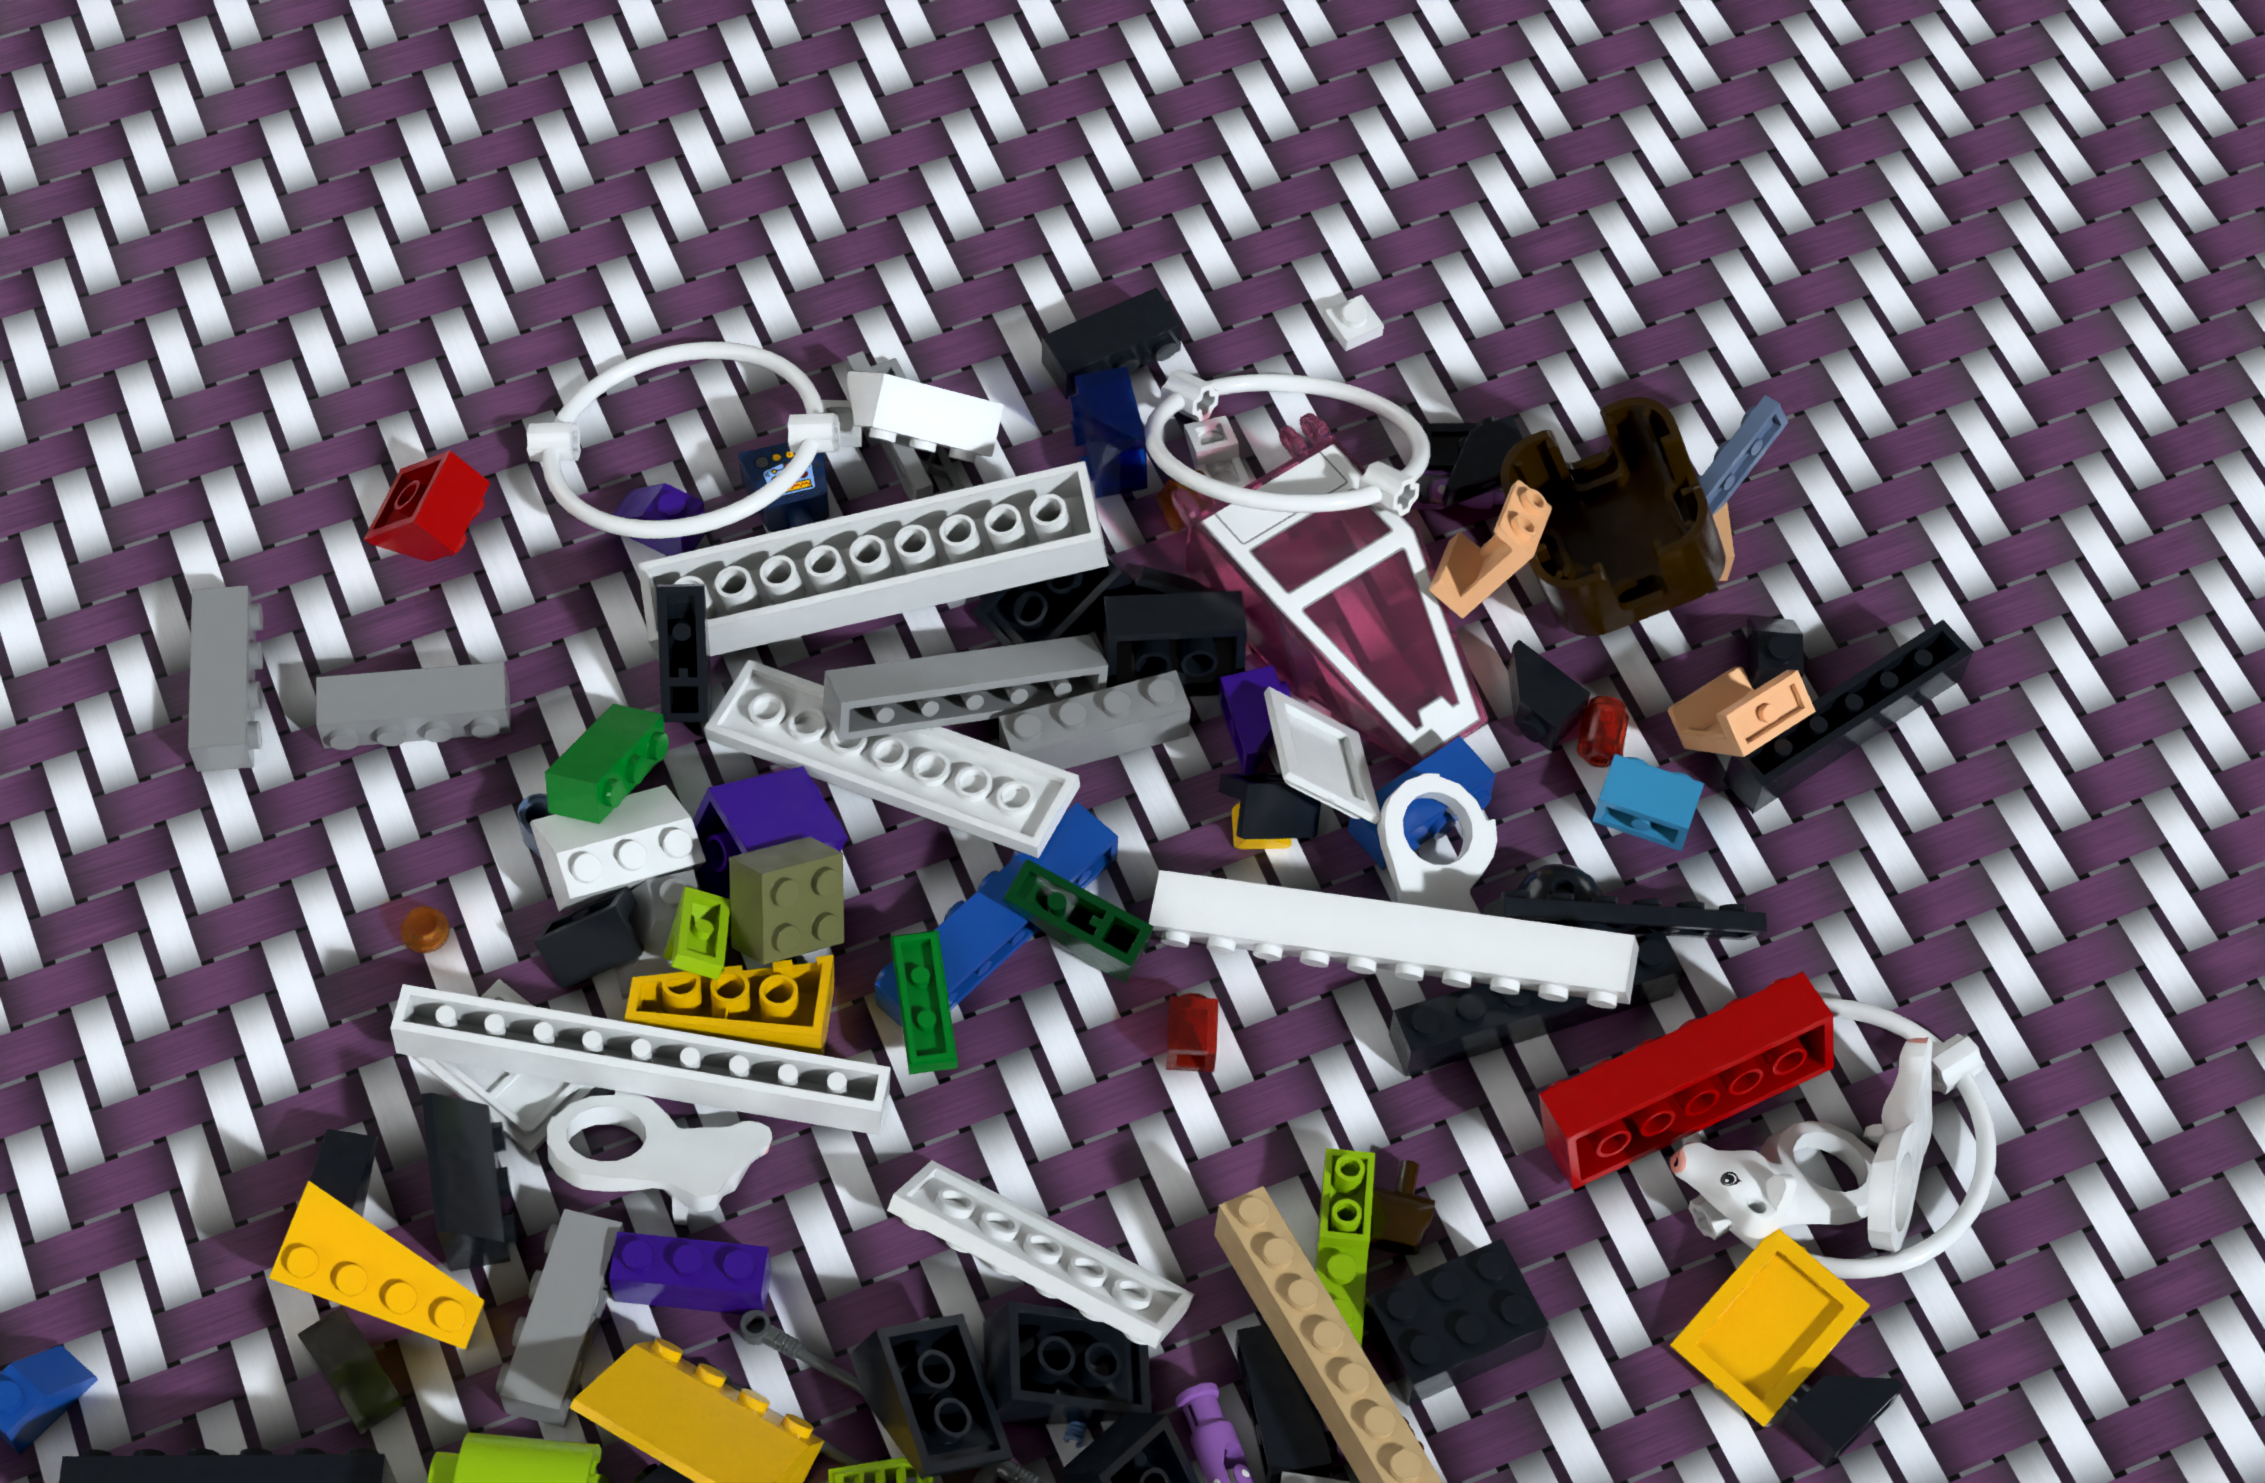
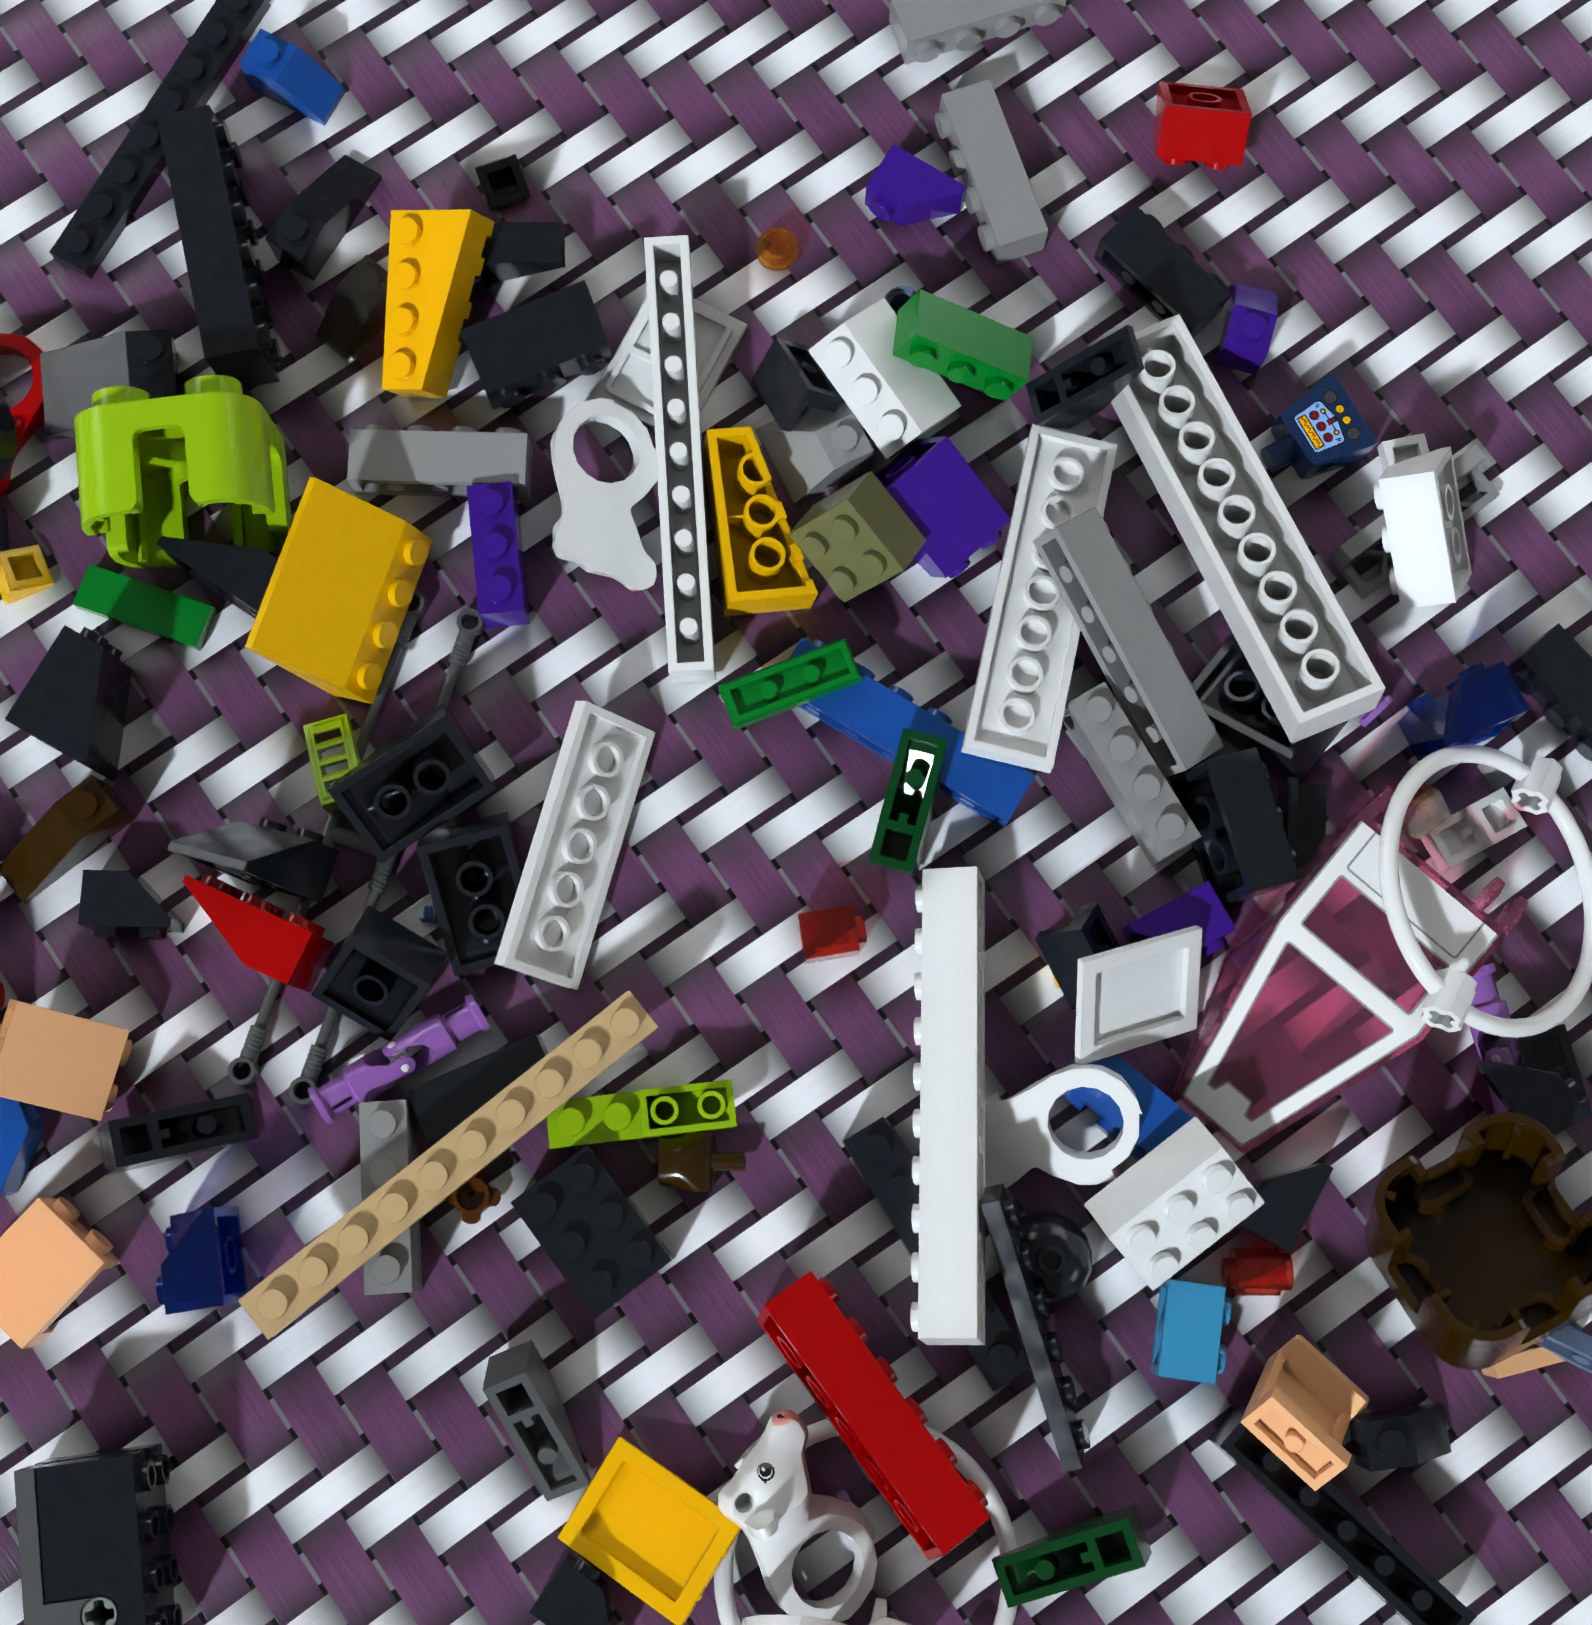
camera: 80 degrees right, 20 degrees up
(218, 1391) = (321, 216): none -> black slope
(240, 1194) = (502, 181): none -> black slope
(405, 784) = (912, 190): none -> dark purple slope
(560, 440) = (1367, 425): white piece -> none
(576, 582) = (1160, 271): none -> black brick
(699, 933) = (802, 470): lime slope -> none
(1473, 573) = (1397, 1118): light nougat panel -> none
(1528, 773) = (1174, 1203): none -> white brick
(1640, 1418) = (535, 1419): none -> dark grey slope
(1847, 942) = (1073, 1557): none -> dark green slope

